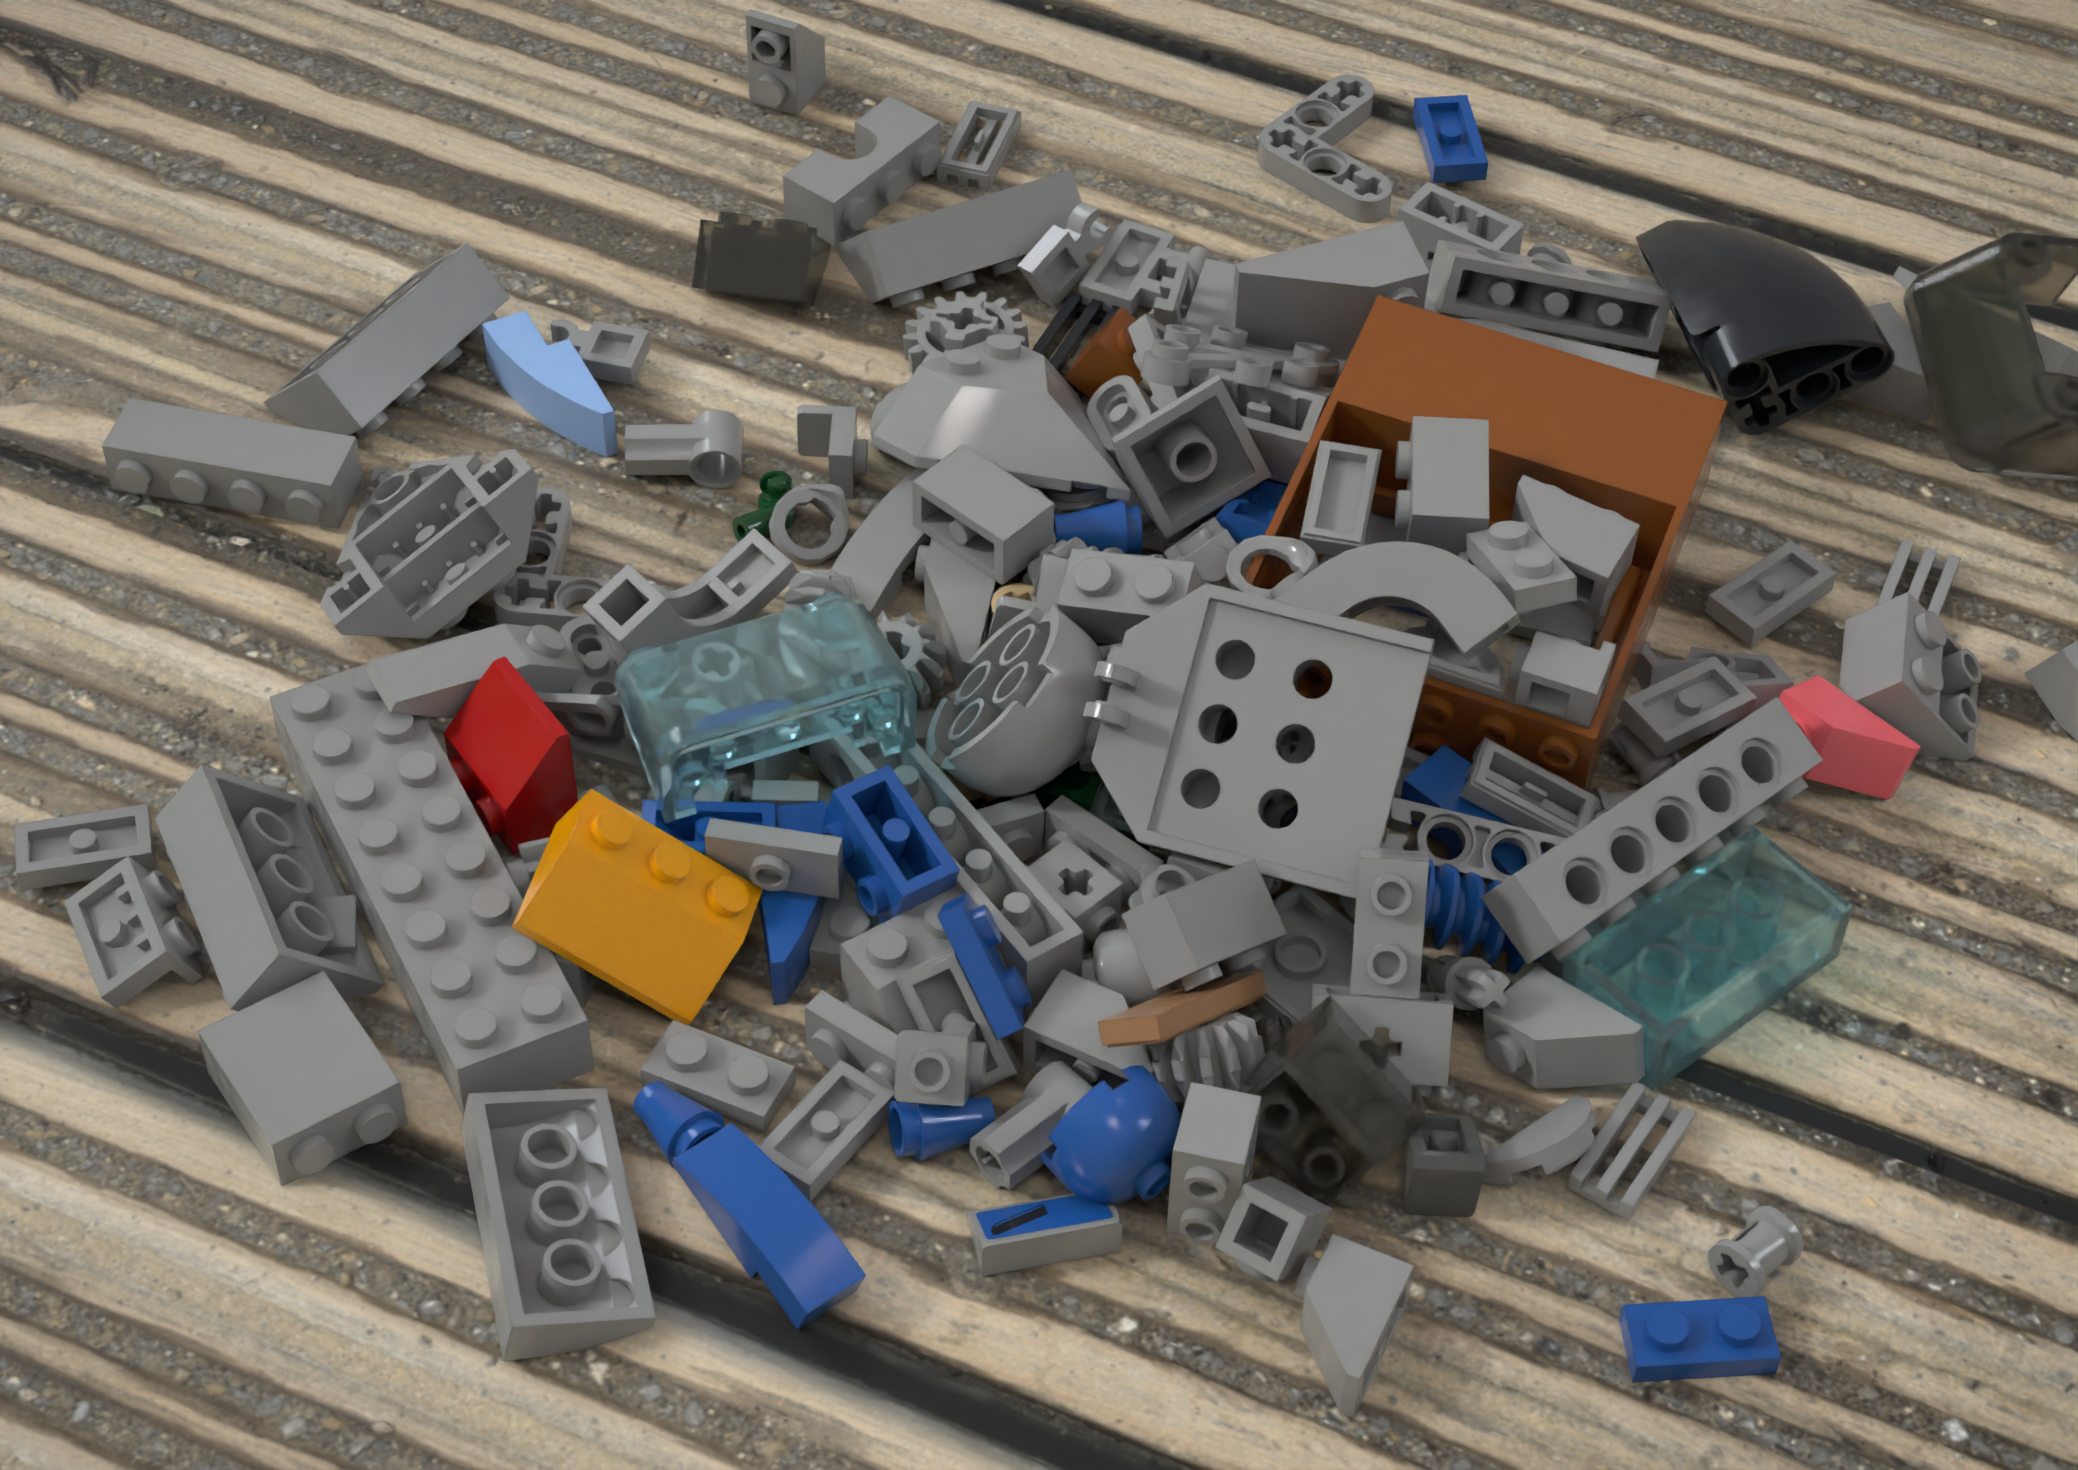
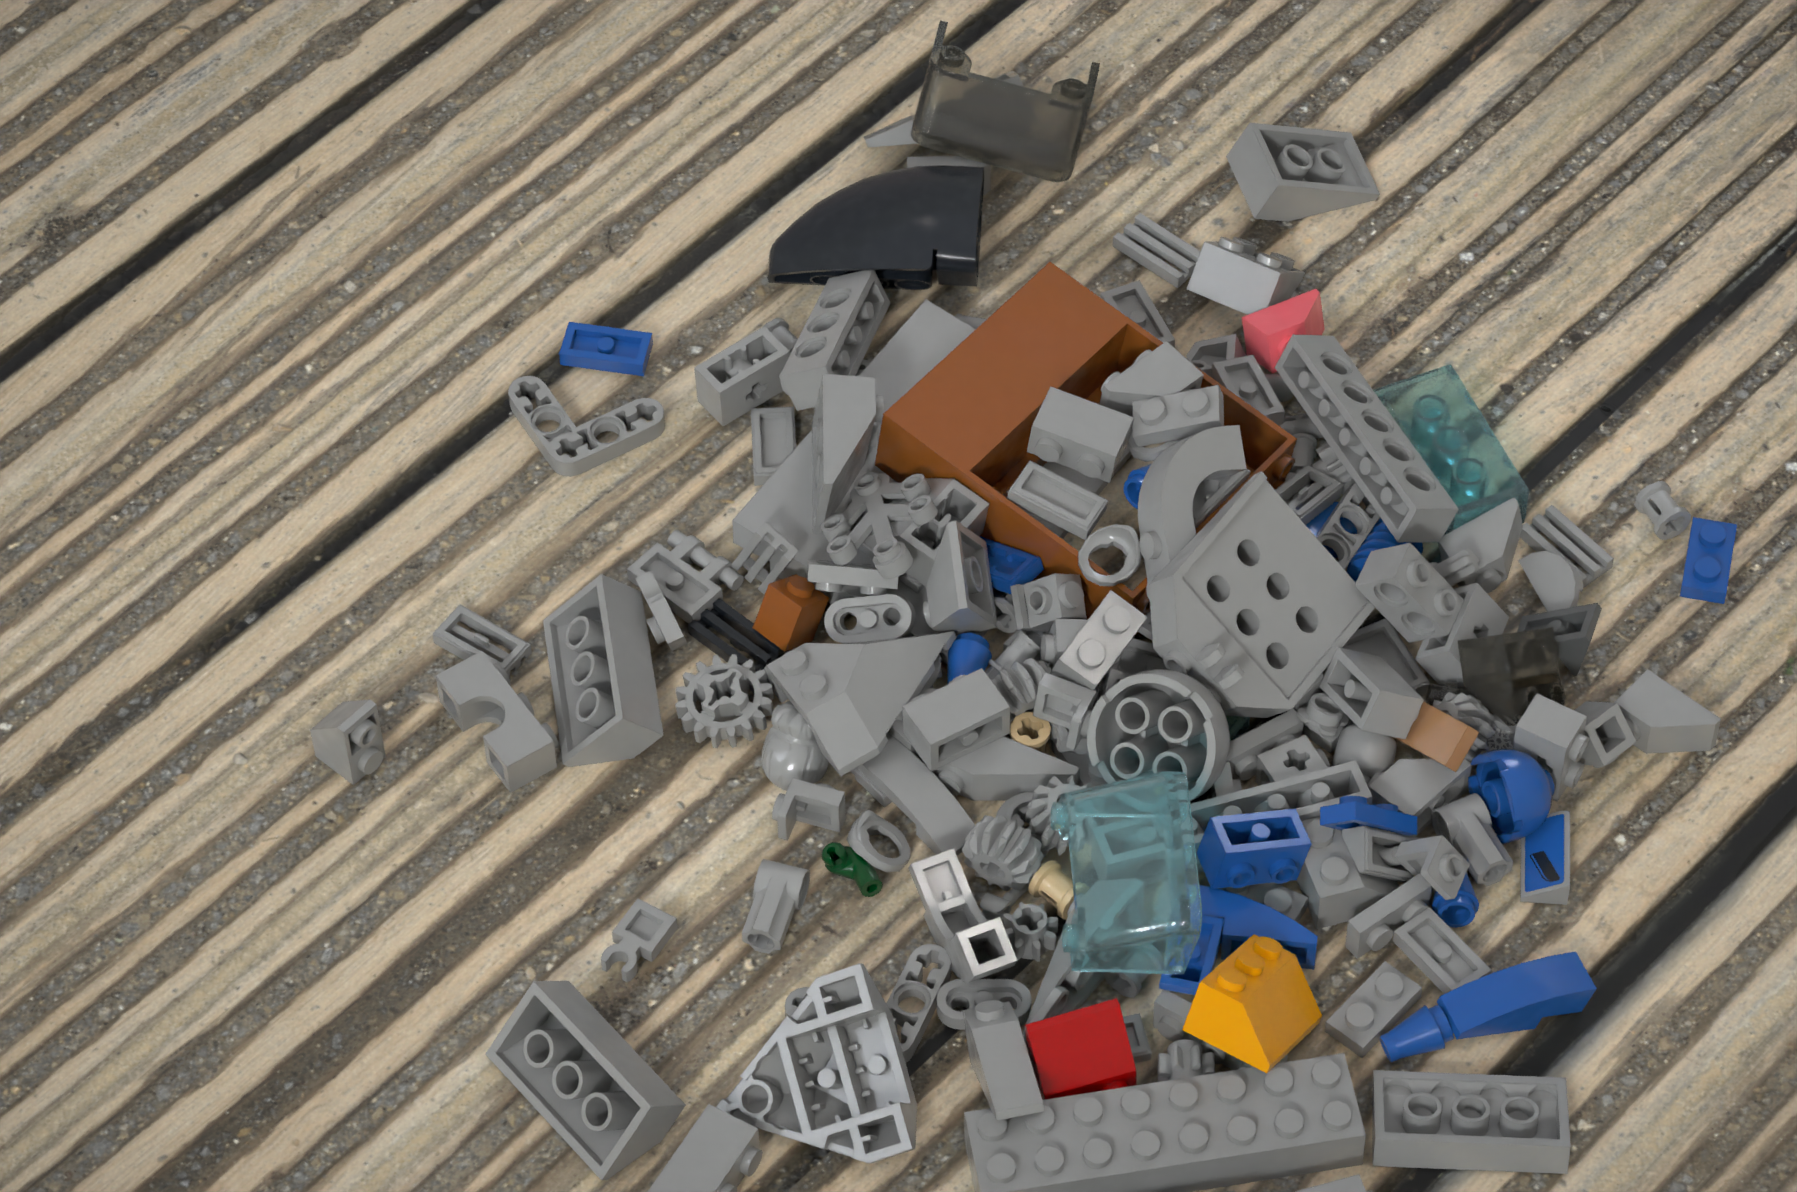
camera: 70 degrees left, 5 degrees up
(550, 383) = (671, 975): light blue slope -> none
(760, 262) = (582, 809): clear smoke slope -> none
(778, 857) = (1246, 912): light grey plate -> none
(1561, 677) = (1261, 429): light grey brick -> none

